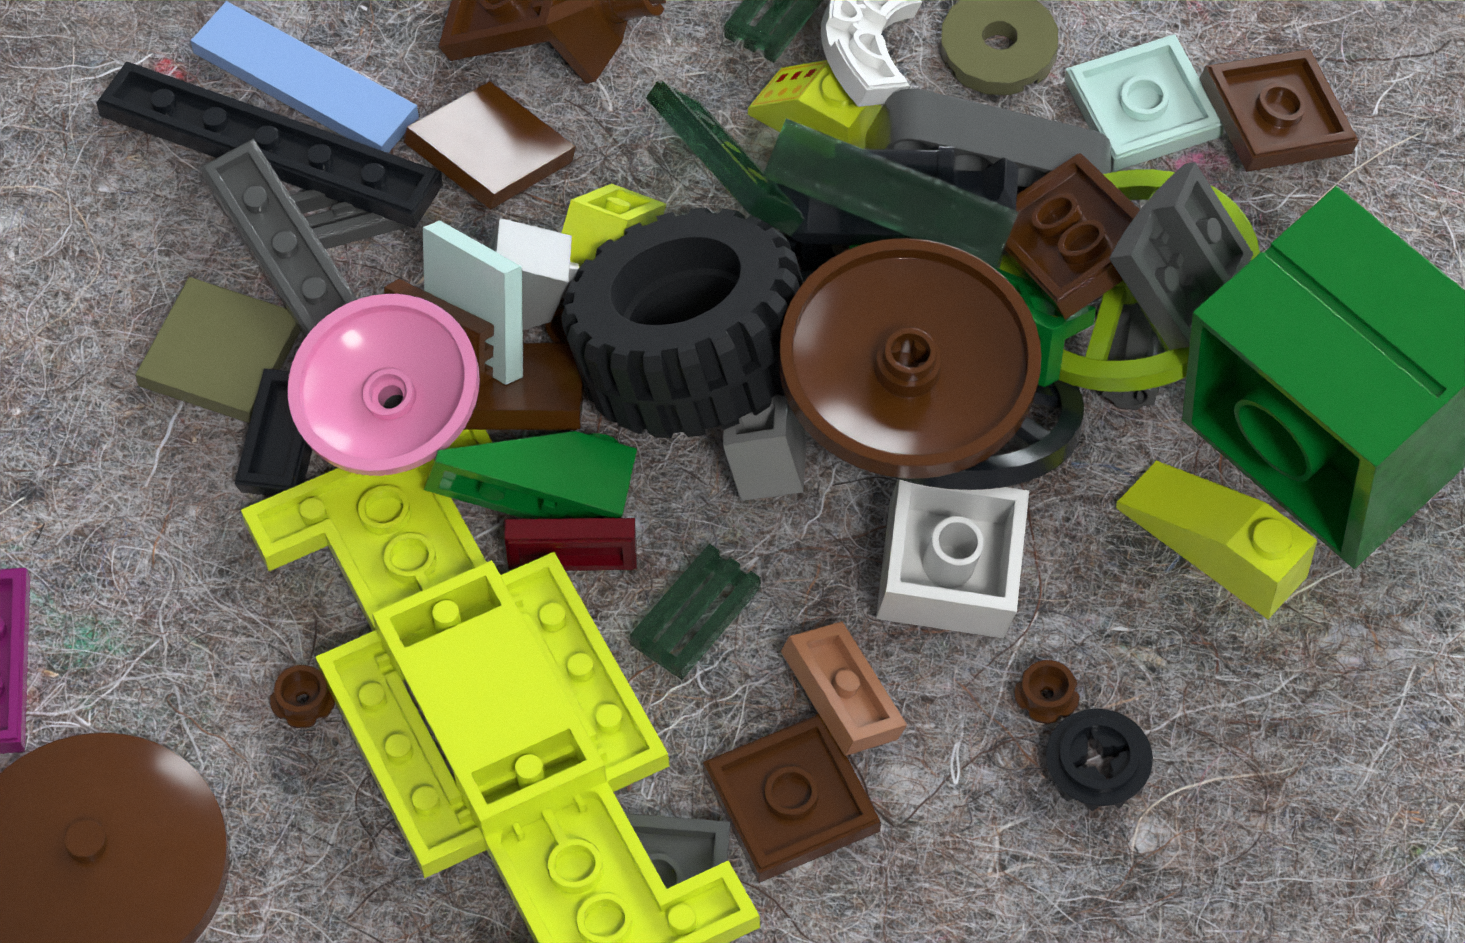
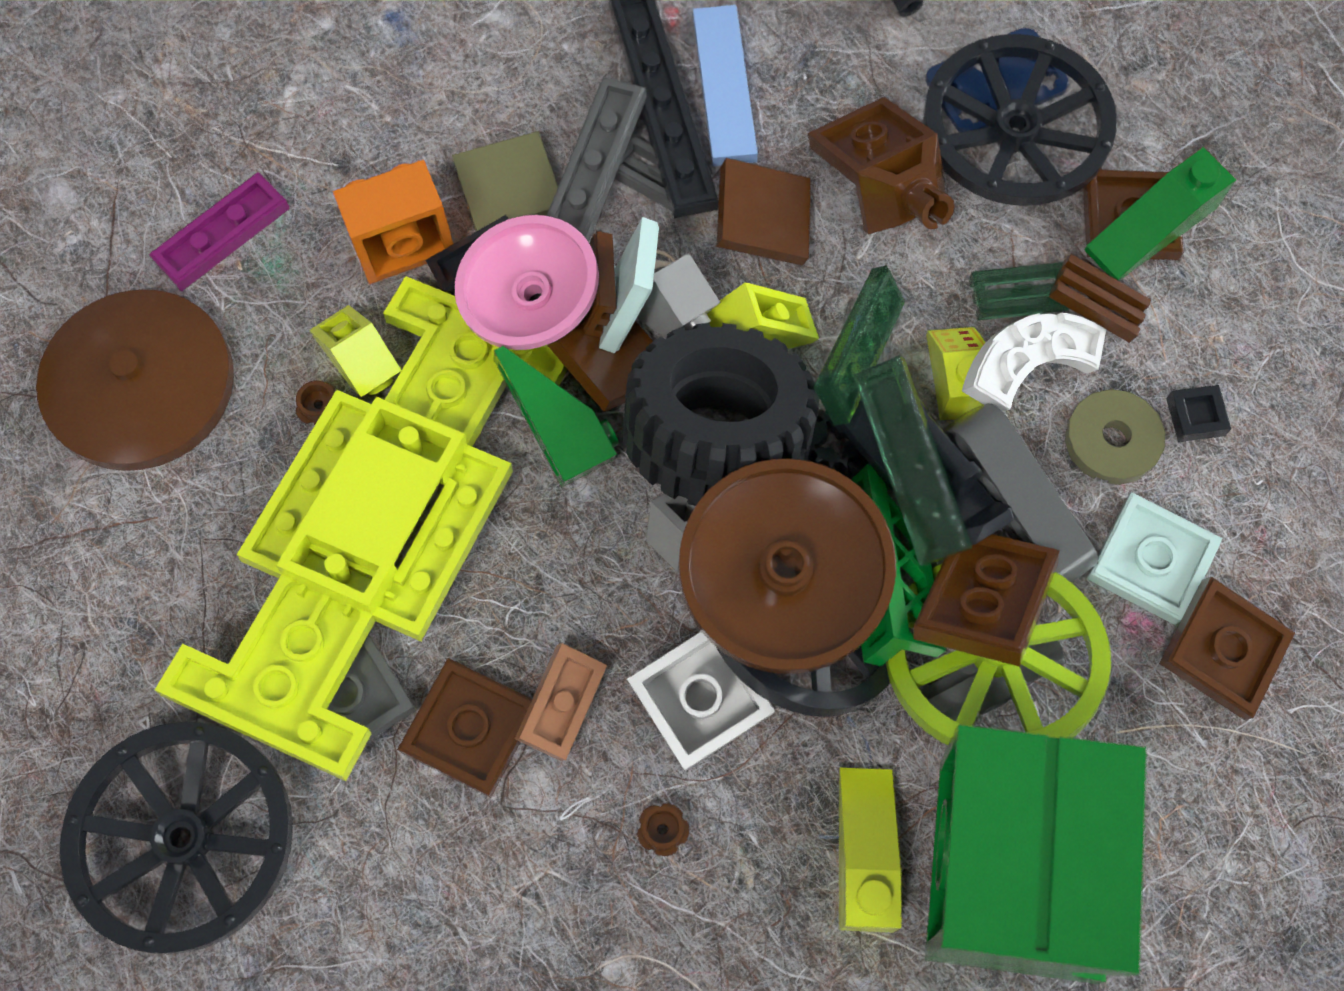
camera: 50 degrees right, 10 degrees up
(177, 467) = (394, 220): none -> orange brick
(278, 614) = (356, 351): none -> neon yellow slope
(578, 543) = (531, 469): dark red tile -> none
(725, 572) = (550, 555): clear green tile -> none
(1110, 735) = (634, 873): black gear -> none
(1179, 253) = (1018, 677): dark grey slope -> none

